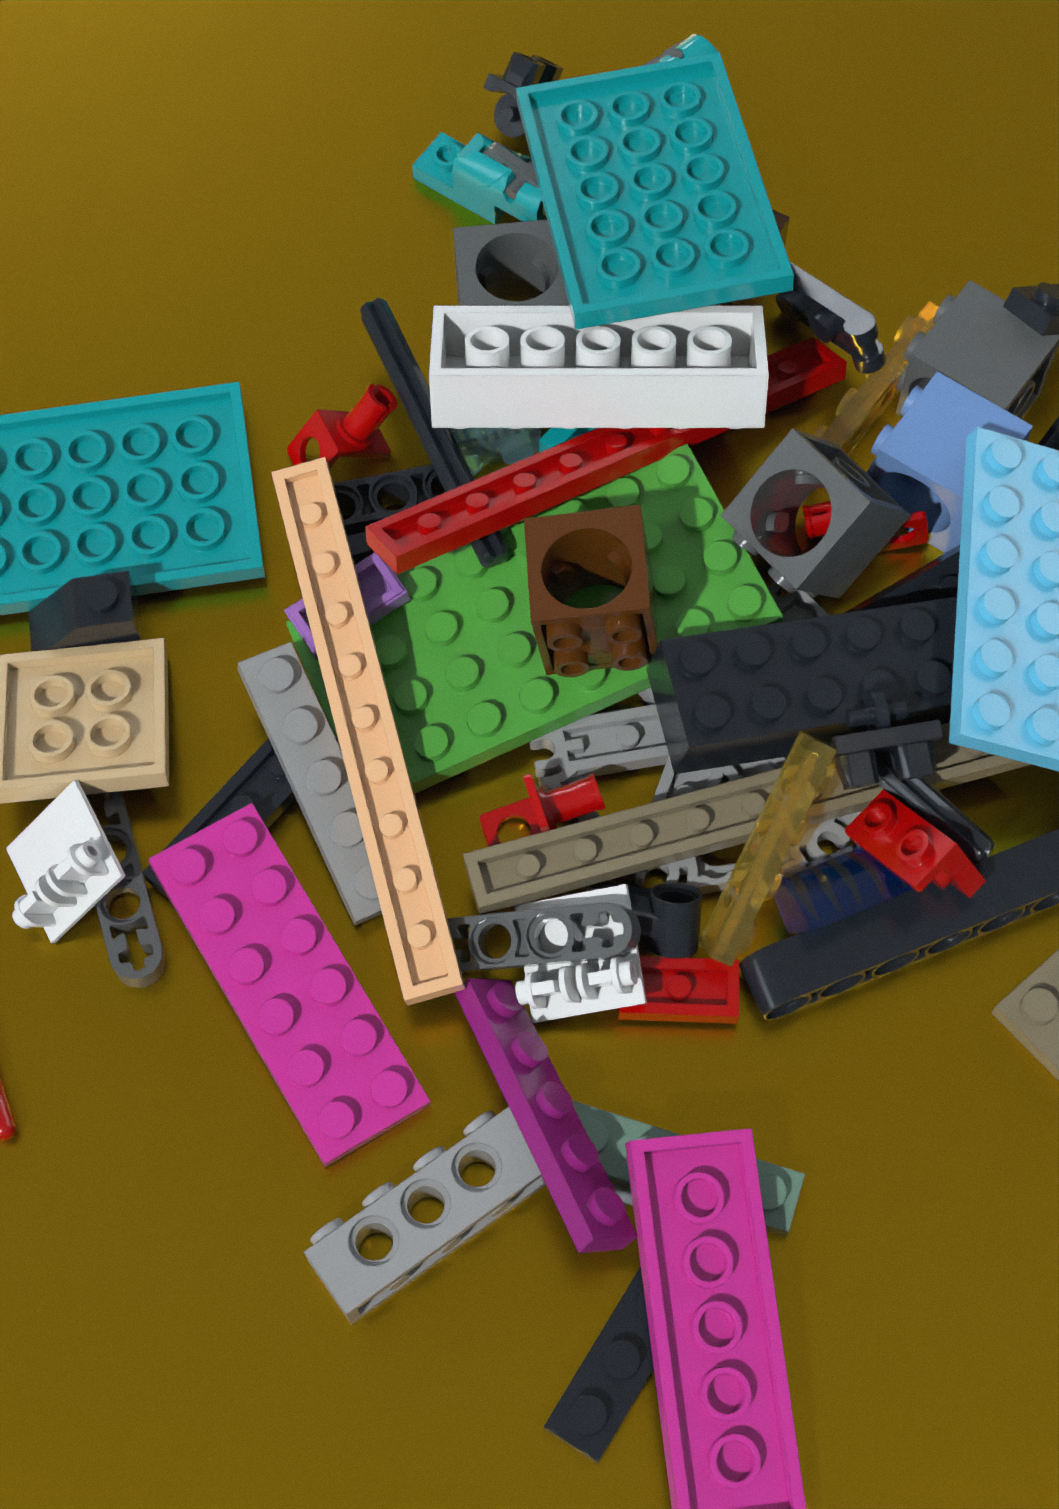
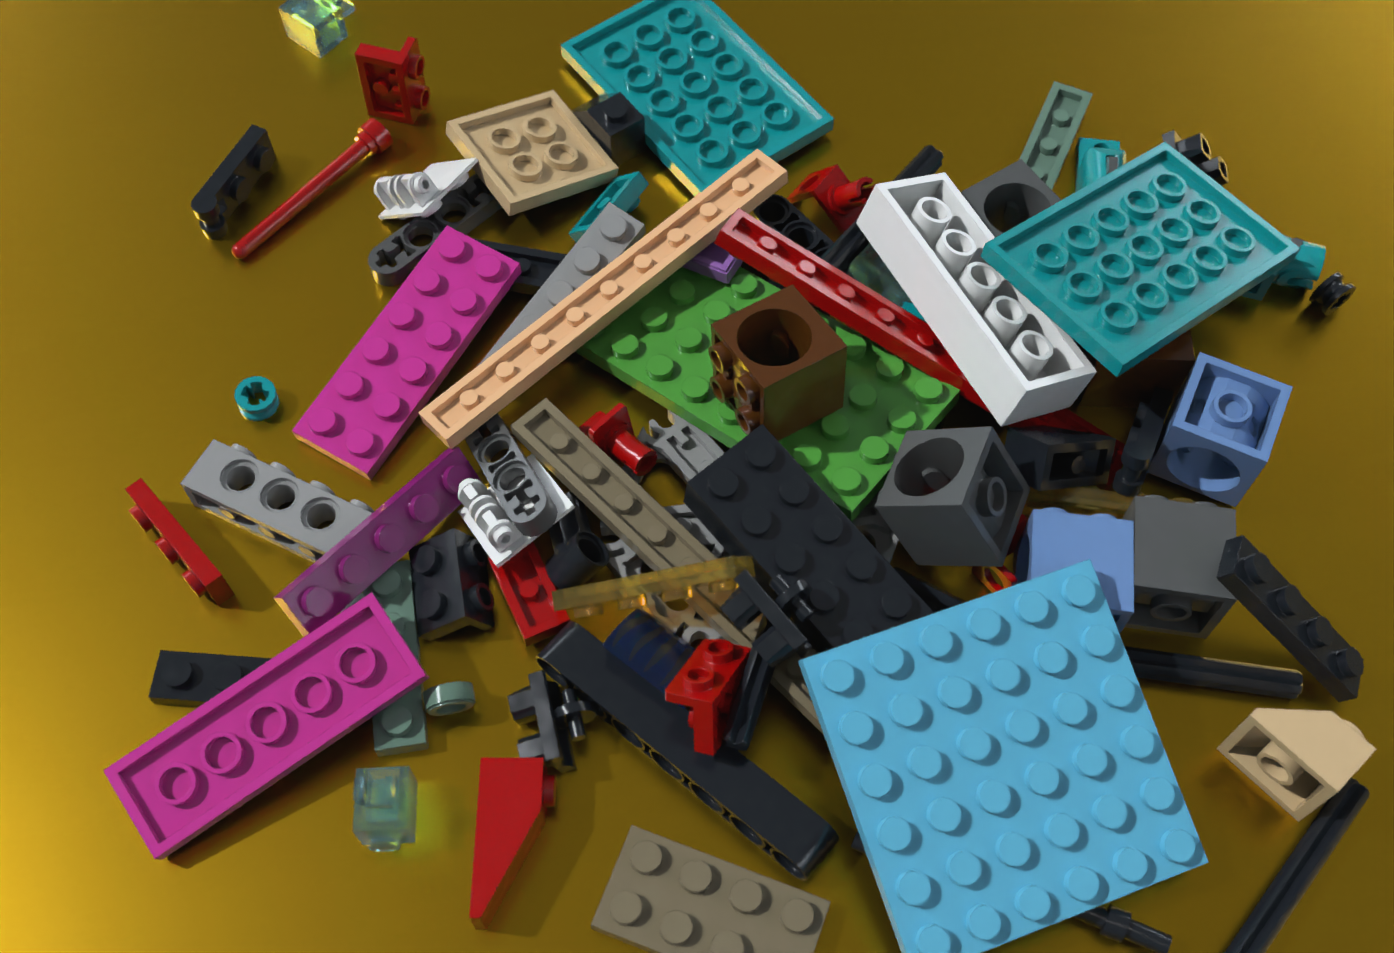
camera: 60 degrees right, 5 degrees down
(212, 675) = (621, 192): none -> teal plate
(243, 1172) = (248, 388): none -> teal bush
(399, 196) = (1055, 131): none -> sand green plate
(410, 1355) = (177, 544): none -> red plate
(626, 1069) = (450, 585): none -> black bracket
(741, 62) = (1332, 293): none -> black bush
(768, 1125) = (449, 698): none -> sand green tile
(810, 398) = (1060, 457): none -> black slope
(862, 236) = (1220, 429): none -> medium blue brick
(865, 1245) = (385, 807): none -> clear light blue brick
(873, 1045) = (544, 703): none -> black hips
(941, 1127) = (508, 822): none -> red slope

